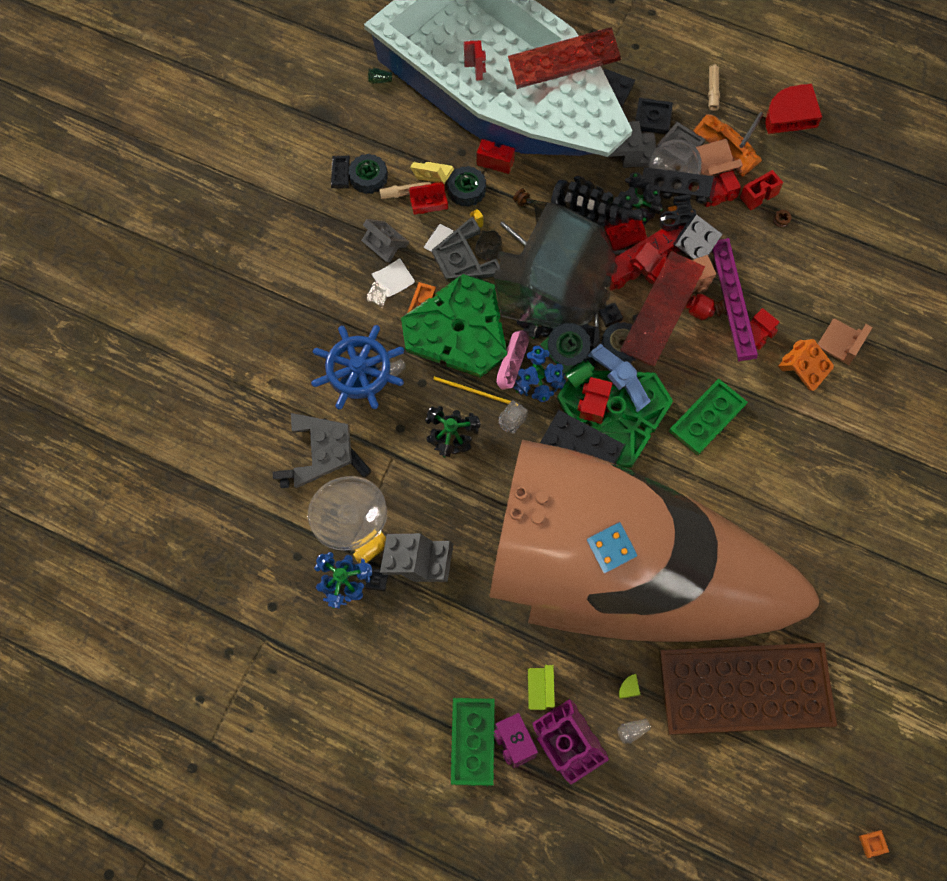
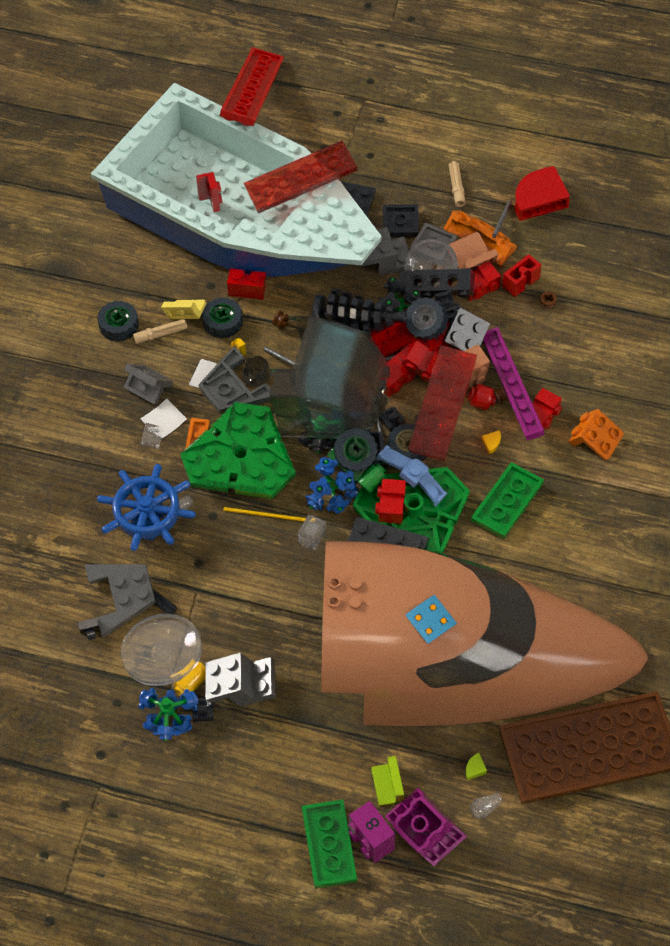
camera: 10 degrees left, 10 degrees down
(340, 172) = (88, 323): black plate -> none
(379, 76) = (110, 223): clear green cone -> none
(428, 198) = (185, 335): red bracket -> none
(451, 426) = (252, 548): black plant -> none
(507, 375) = (302, 477): bright pink beam -> none
(653, 214) = (417, 314): none -> black wheel
(703, 353) = (492, 441): none -> yellow tile
(843, 341) = (628, 407): nougat bracket -> none

